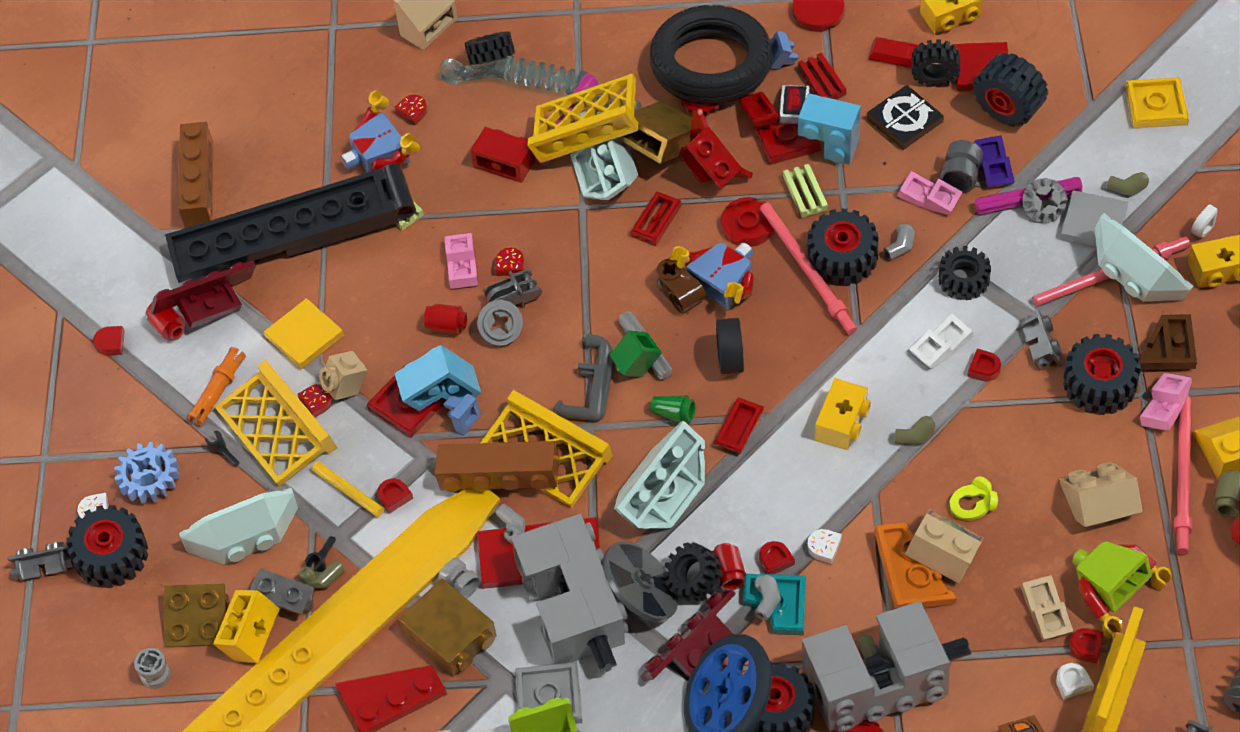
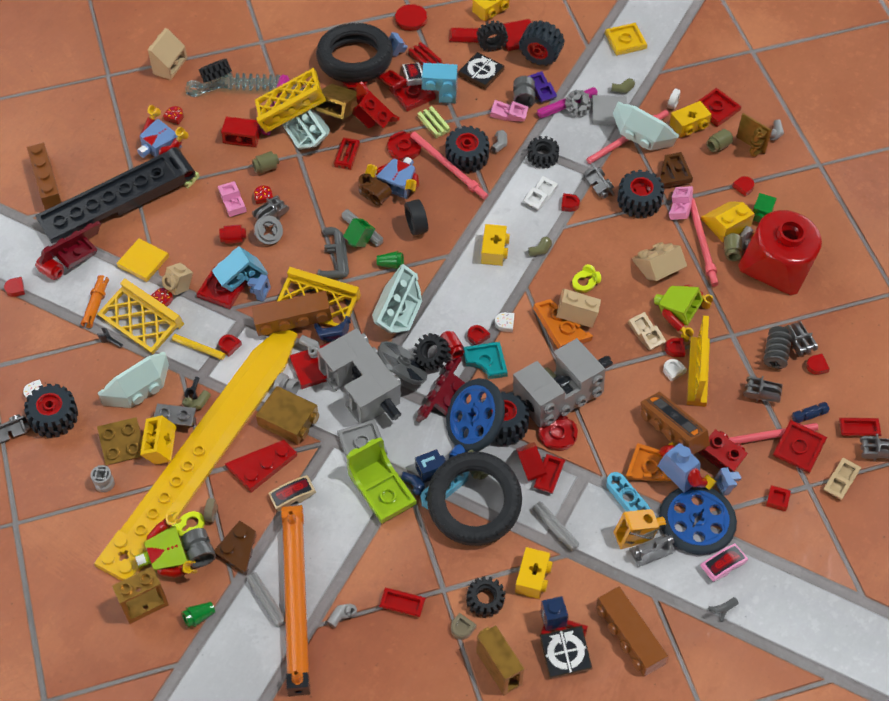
camera: 20 degrees left, 0 degrees up
(146, 472) = (64, 361): light blue gear -> none
(526, 211) = (265, 162): none -> olive brick
(553, 510) = (333, 333): none -> dark blue helmet
(739, 425) = (433, 263): red tile -> none
(771, 596) = (480, 351): light grey arm -> none

